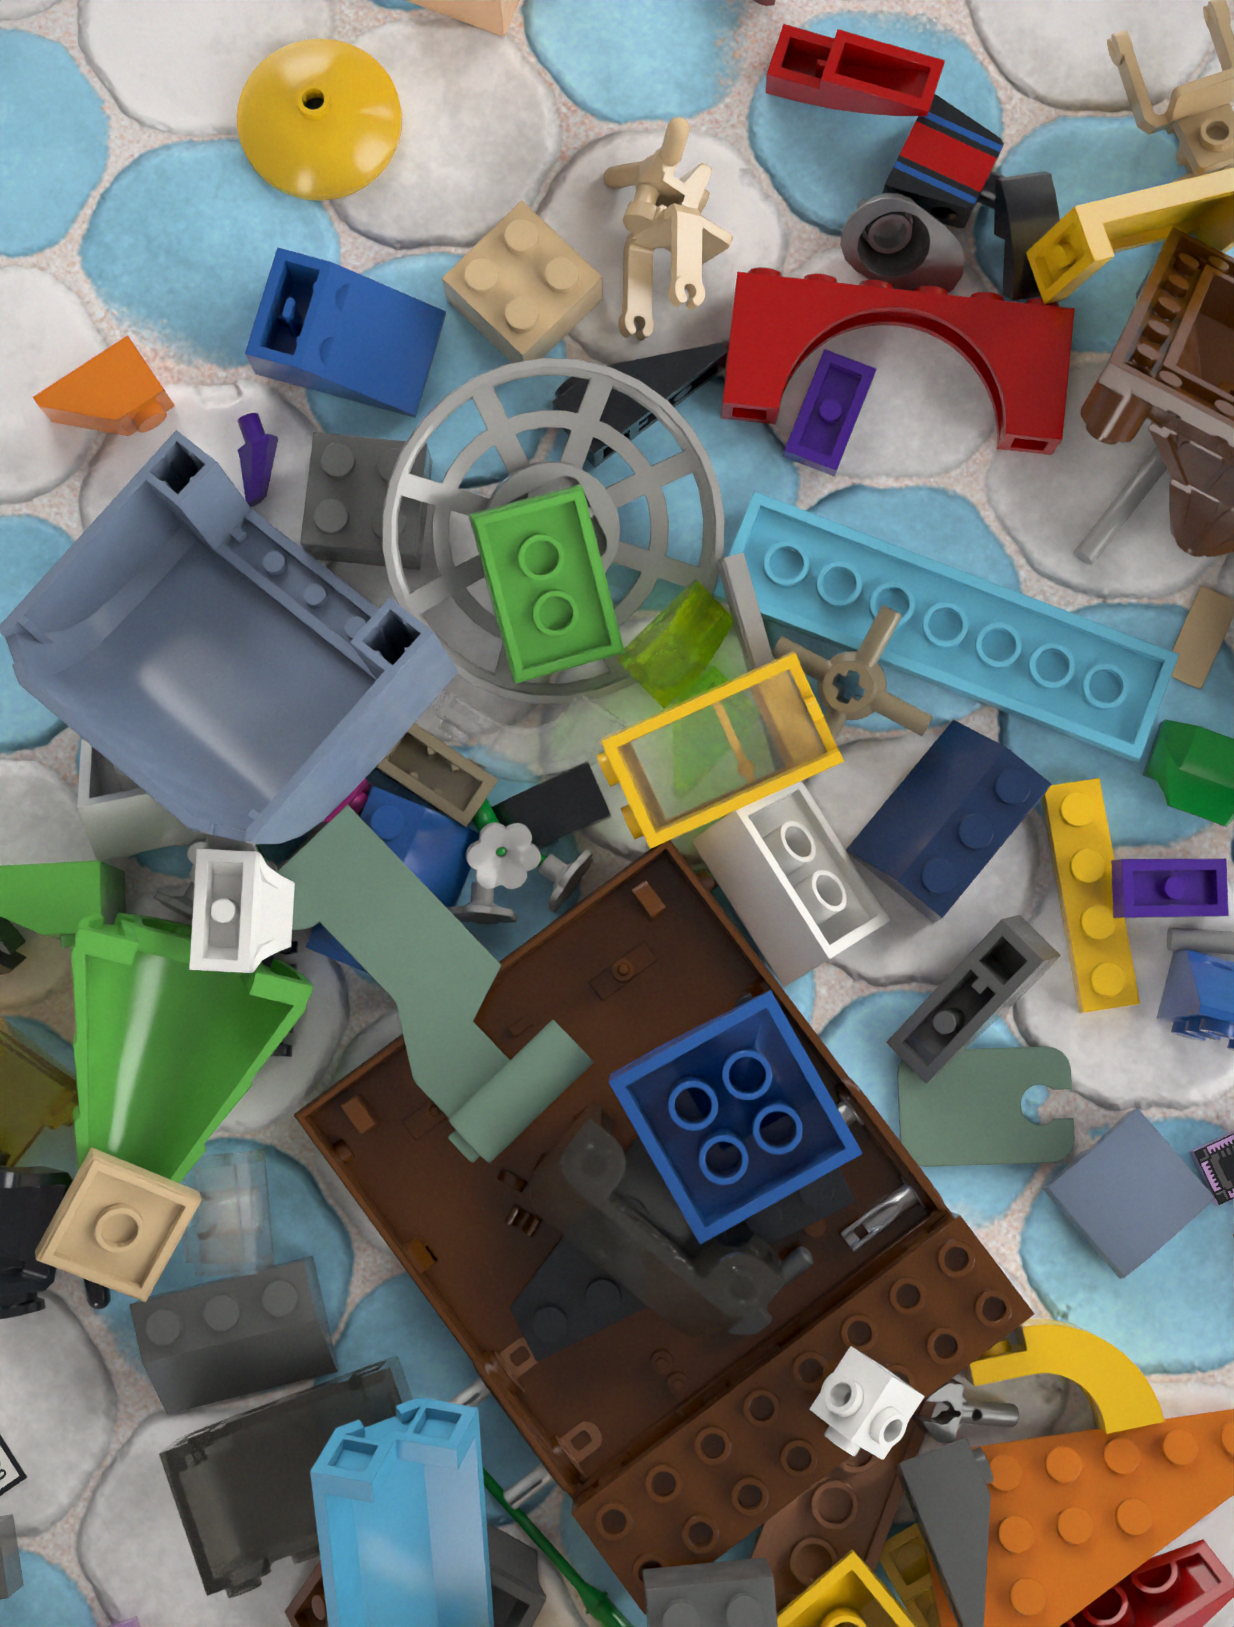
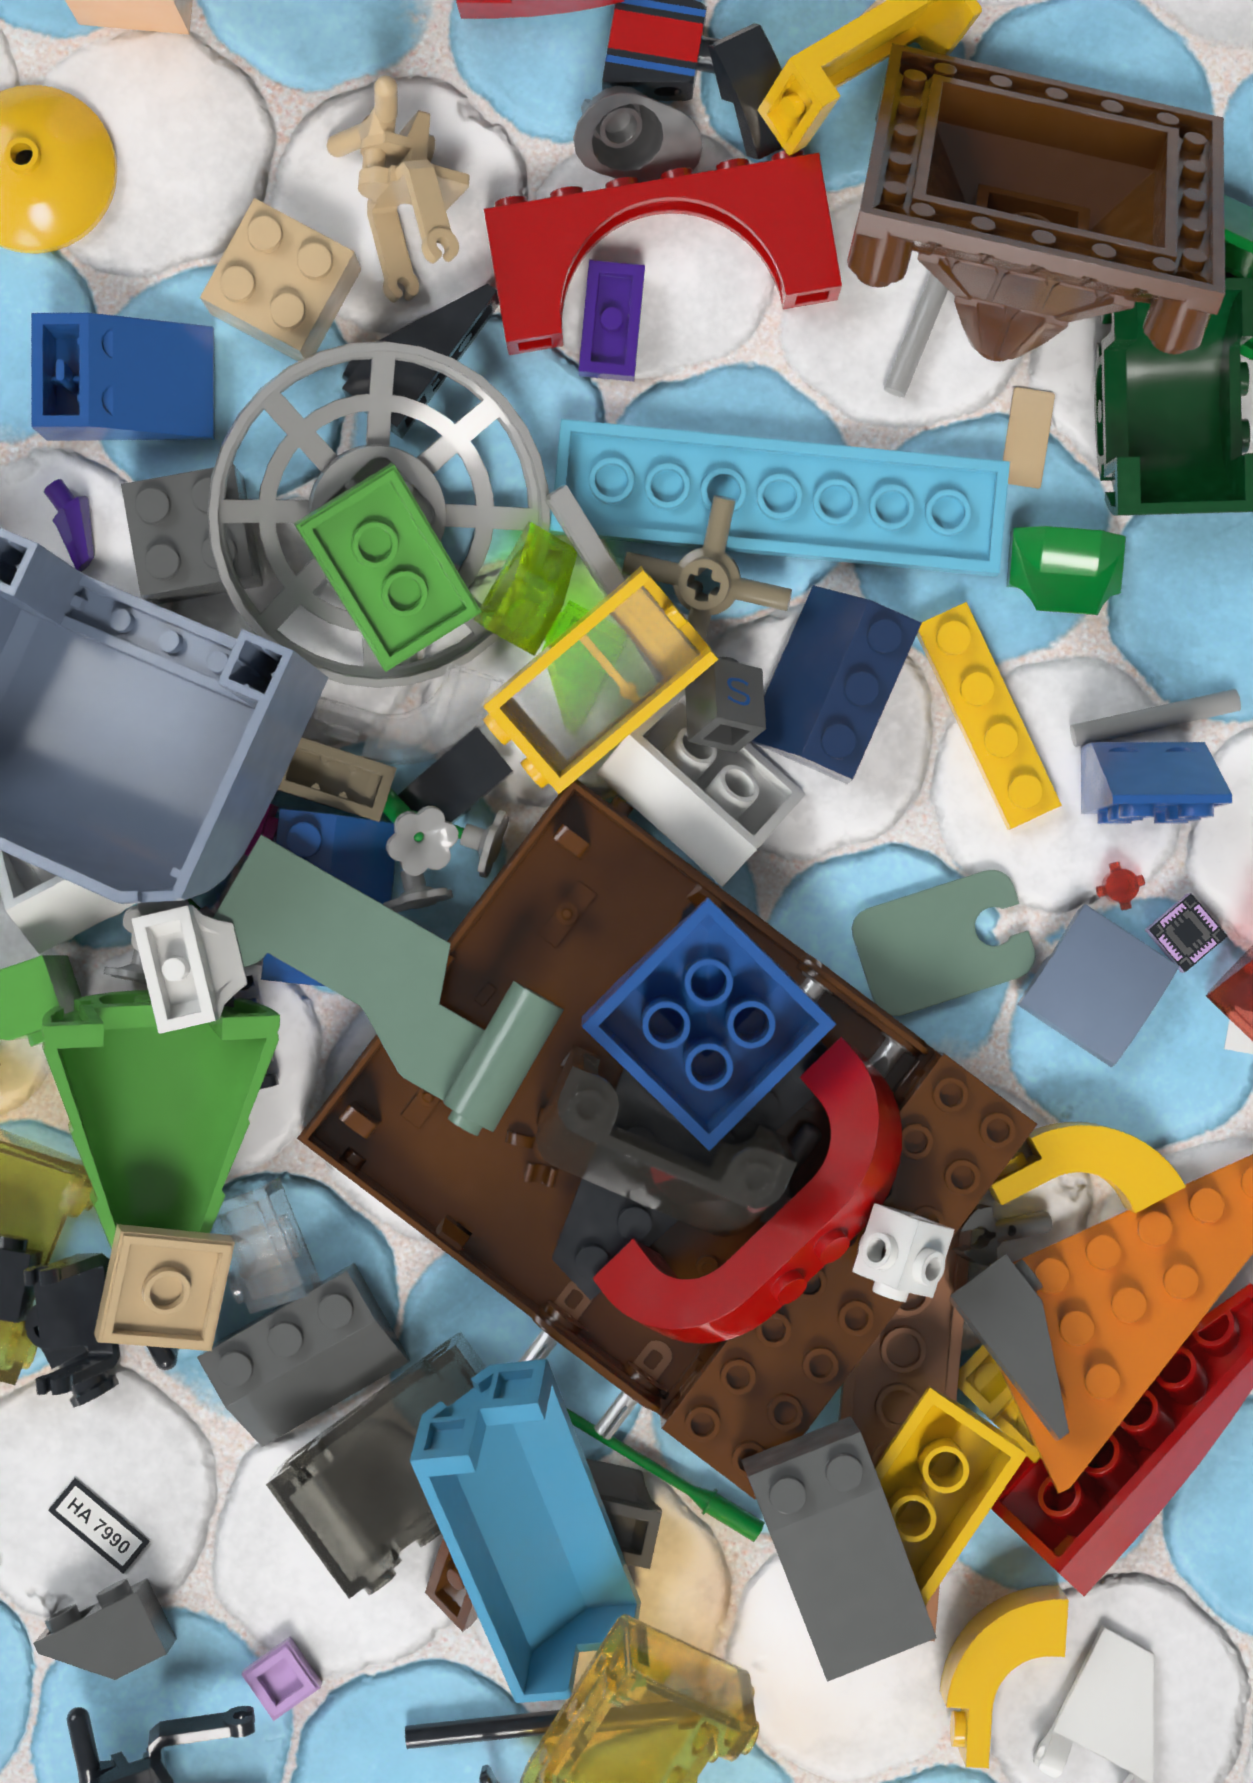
camera: 15 degrees left, 5 degrees up
(761, 1361) = (798, 1239): none -> red arch
(836, 810) = (726, 705): none -> dark grey brick
(973, 996) = (903, 843): dark grey slope -> none
(1169, 888) = (1060, 688): dark purple plate -> none
(1176, 1100) = (1120, 886): none -> clear red piece

